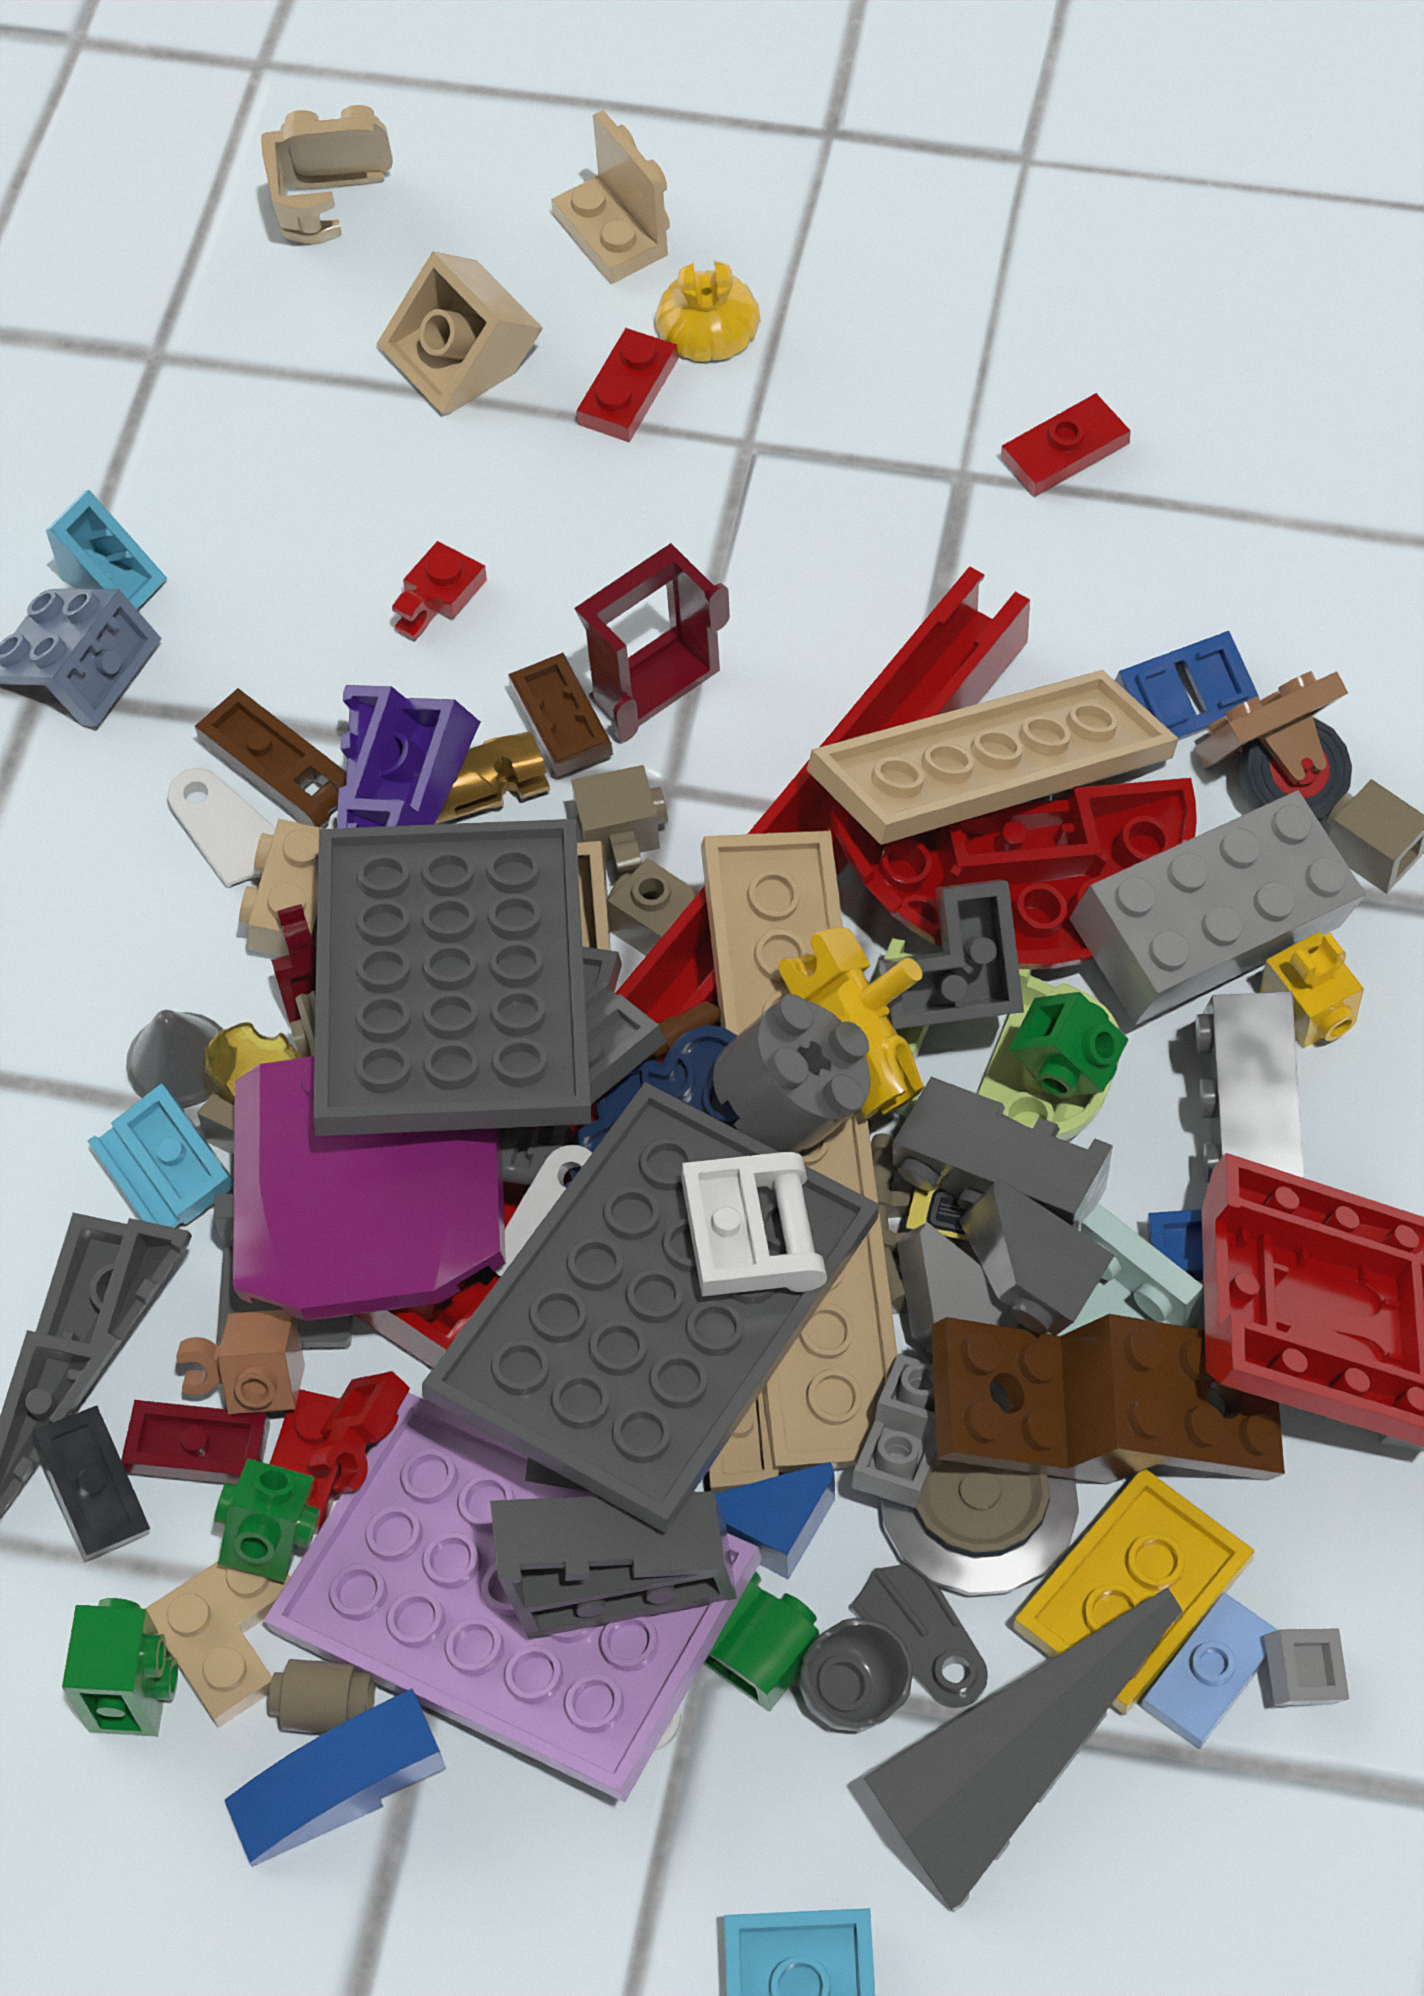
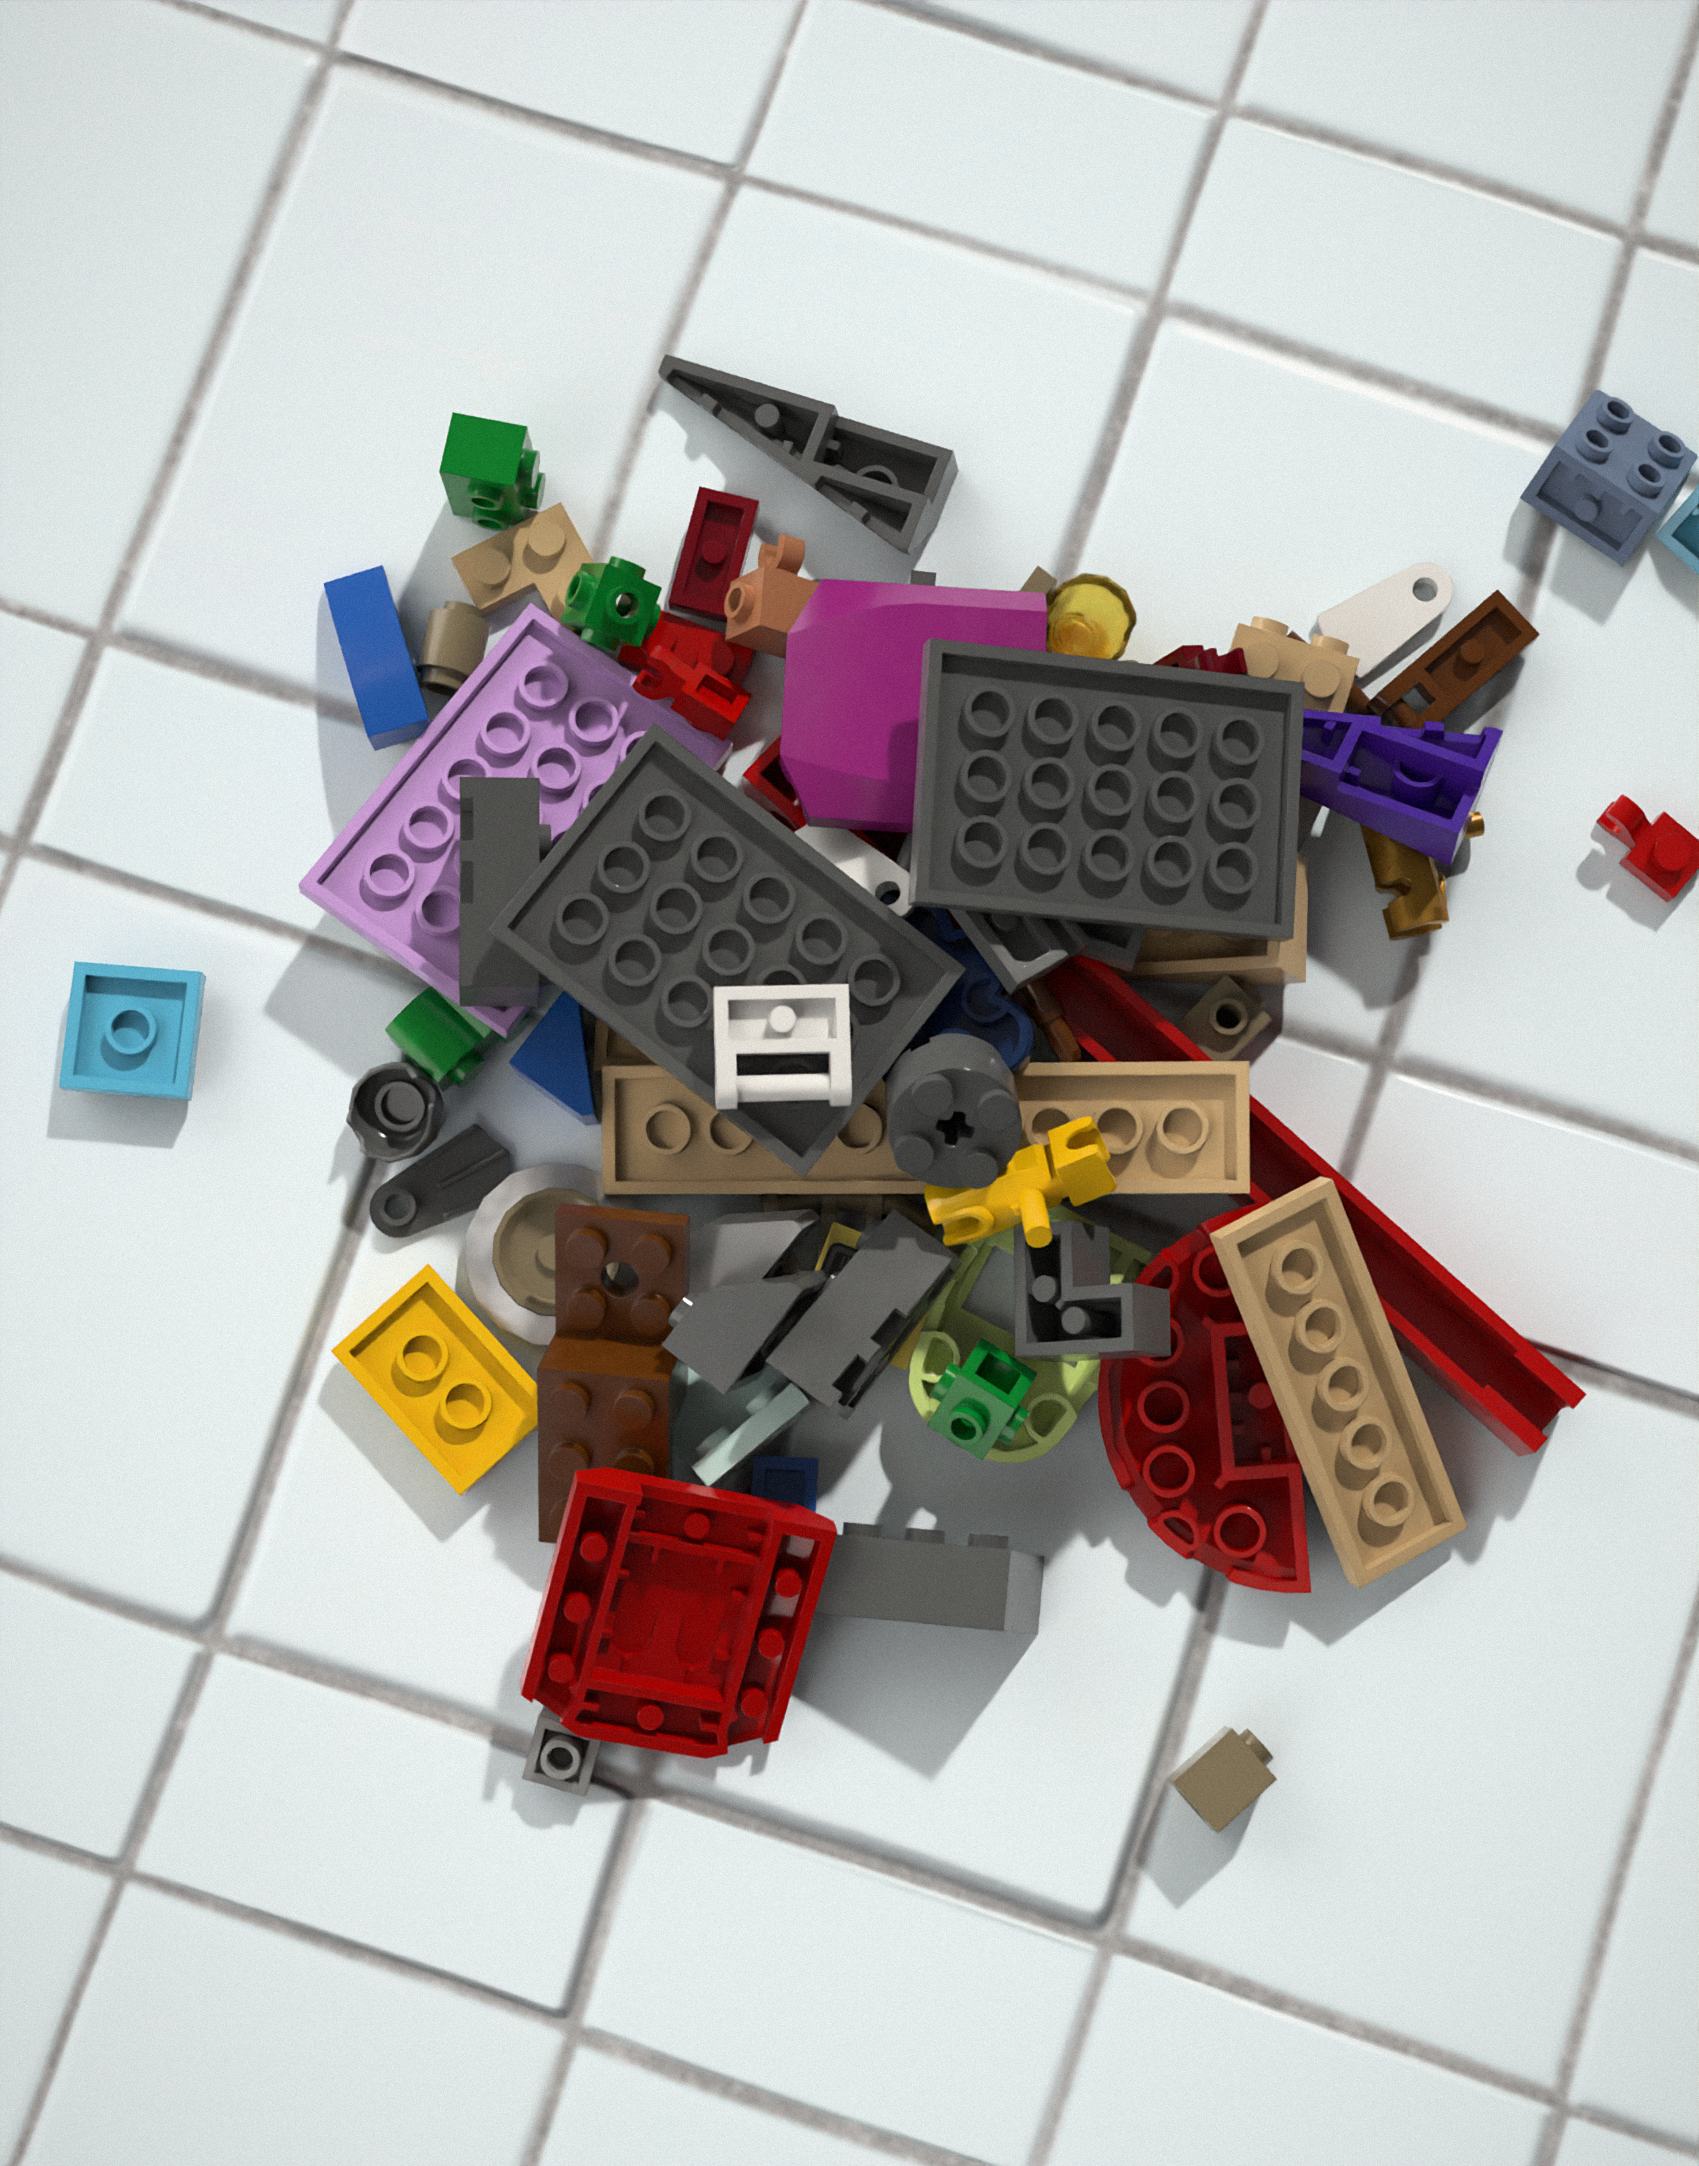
camera: 90 degrees right, 20 degrees up
(90, 1482) = (683, 459): black plate -> none
(162, 1160) = (1007, 536): medium azure plate -> none
(172, 1054) = (1129, 552): dark grey hat -> none
(560, 714) = (1476, 957): reddish brown plate -> none
(621, 814) = (1338, 999): dark tan brick -> none
(671, 665) = (1517, 1054): dark red piece -> none
(903, 1436) = (599, 1177): light grey slope -> none
(984, 1773) = (276, 1201): dark grey wedge -> none
(1210, 1671) = (363, 1438): light blue plate -> none
(1214, 672) = (1444, 1649): blue piece -> none
(1215, 906) = (1140, 1587): light grey brick -> none
(1285, 745) = (1332, 1697): medium nougat plate -> none
(1306, 1666) = (345, 1522): light grey plate -> none
(1321, 987) = (1045, 1672): yellow brick -> none

